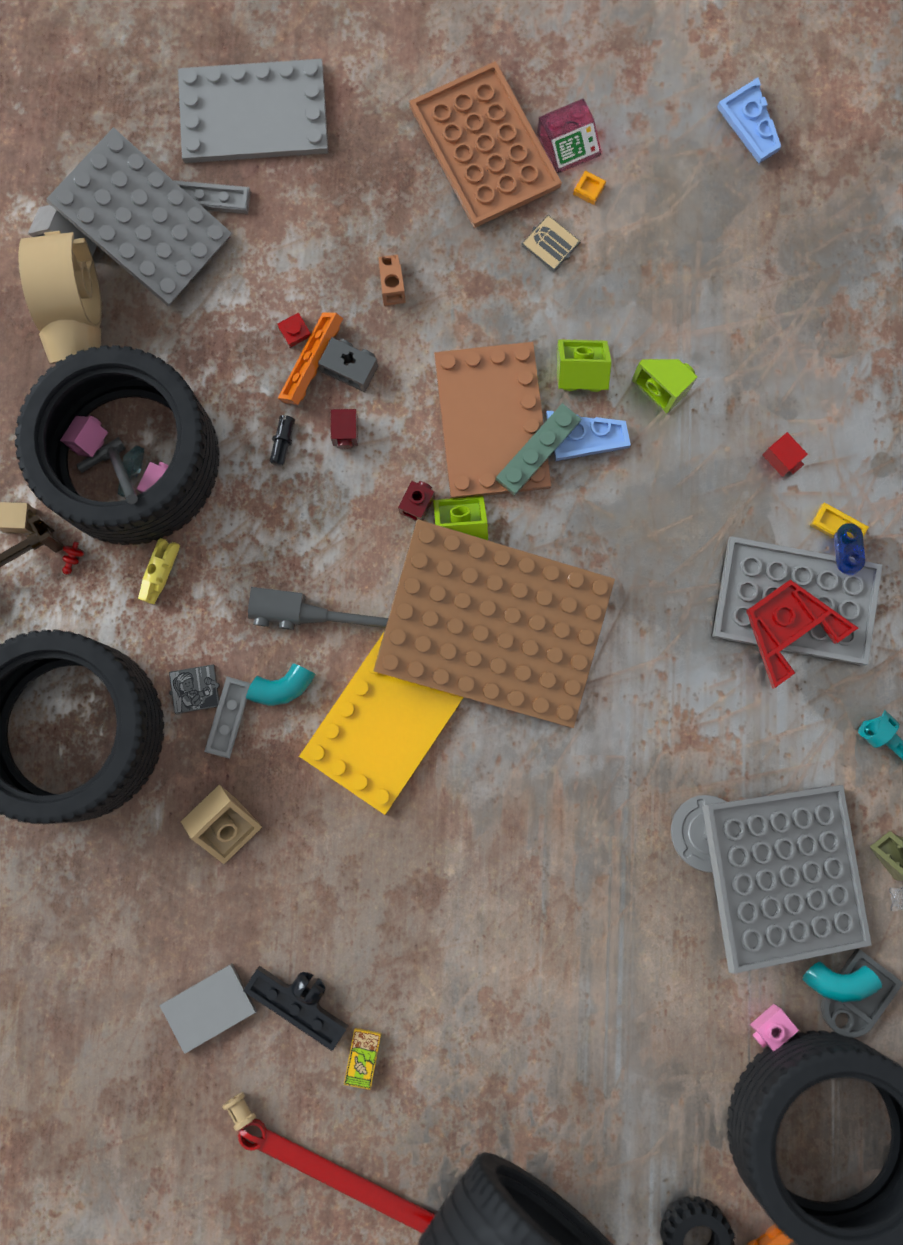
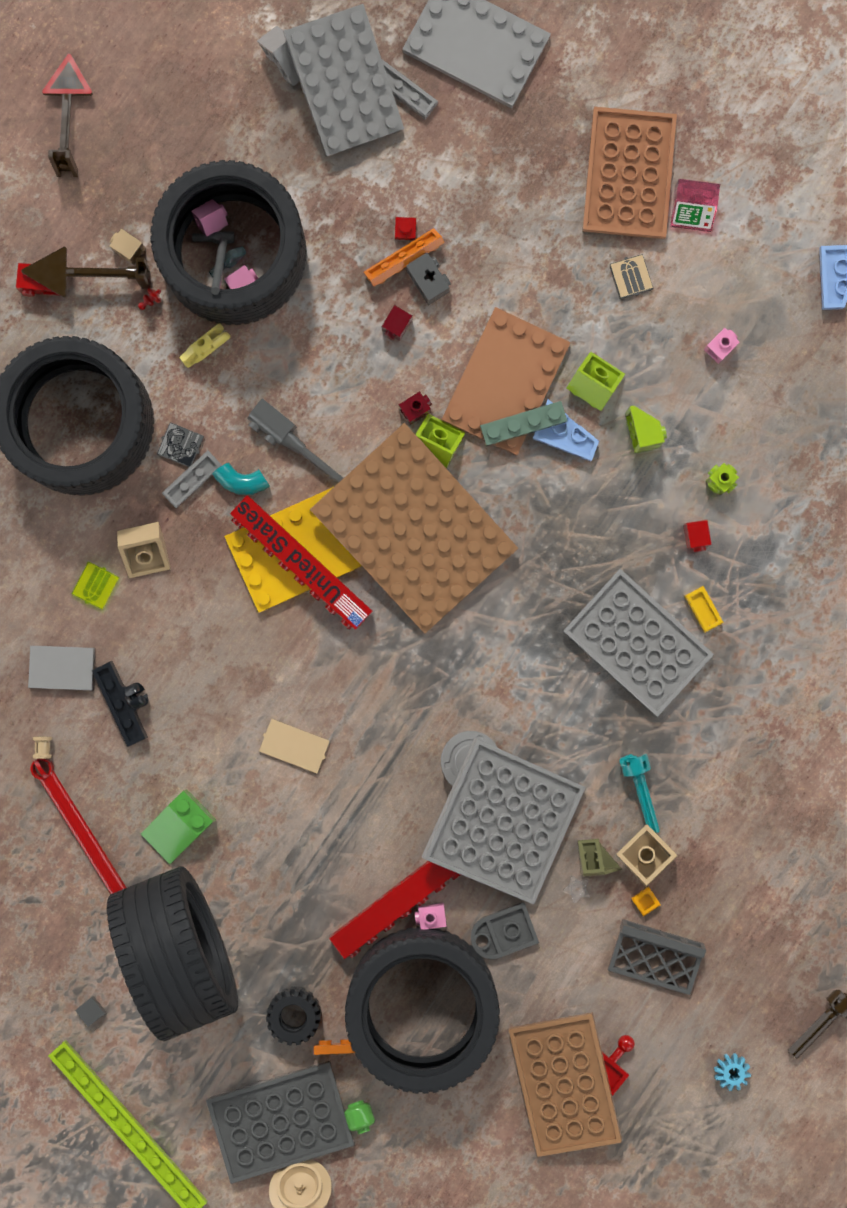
camera: 30 degrees right, 5 degrees up
(61, 292) = (254, 108): tan animal -> none
(192, 894) = (95, 585): none -> clear neon green piece
(282, 440) = (347, 305): black axle -> none
(362, 1058) = (144, 765): tile -> none
(391, 280) = (497, 234): nougat leg -> none
(398, 733) = (300, 562): none -> red brick
(441, 1103) = (178, 826): none -> bright green slope
(510, 934) = (294, 746): none -> tan piece
(589, 187) = (686, 252): light orange tile -> none
(685, 254) = (722, 345): none -> bright pink brick
(722, 1050) = (390, 907): none -> red brick
(773, 383) = (715, 482): none -> lime brick
(785, 618) = (619, 648): red wing -> none
(842, 987) = (494, 917): teal cylinder -> none
(848, 547) = (697, 628): clear blue plate -> none

